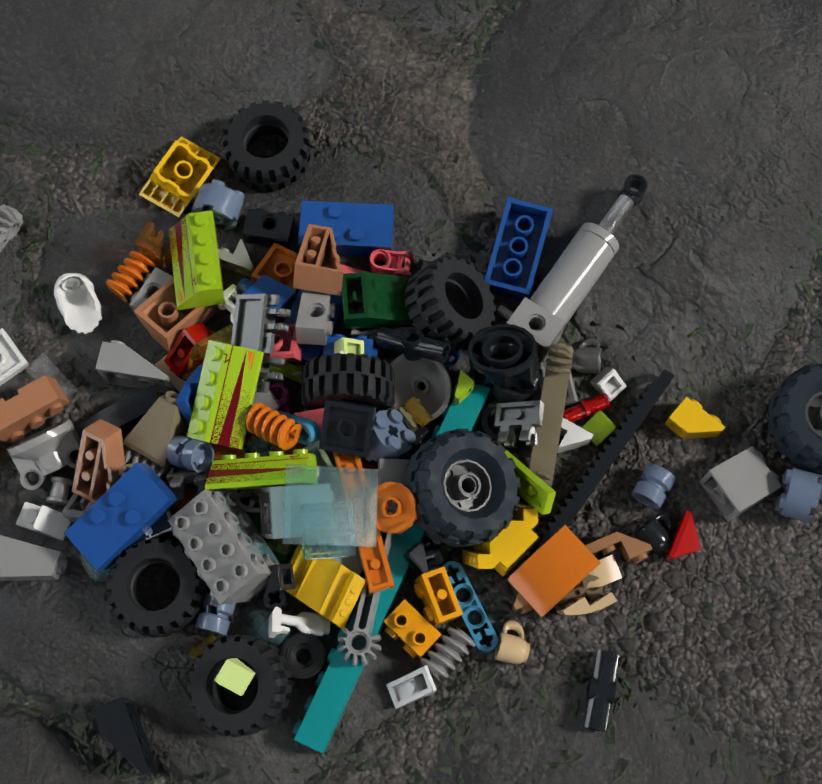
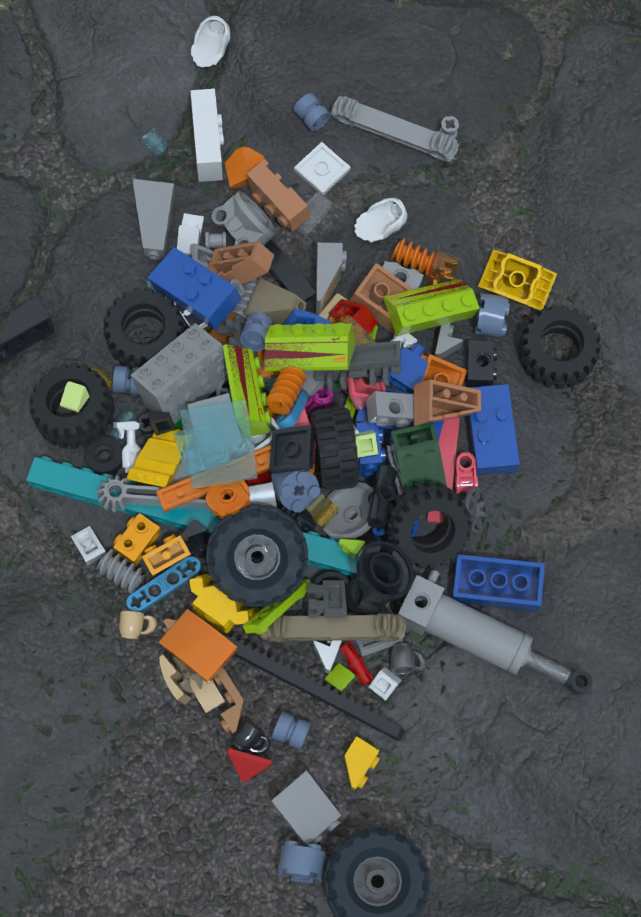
camera: 75 degrees right, 0 degrees up
(601, 690) = (105, 704): black piece -> none

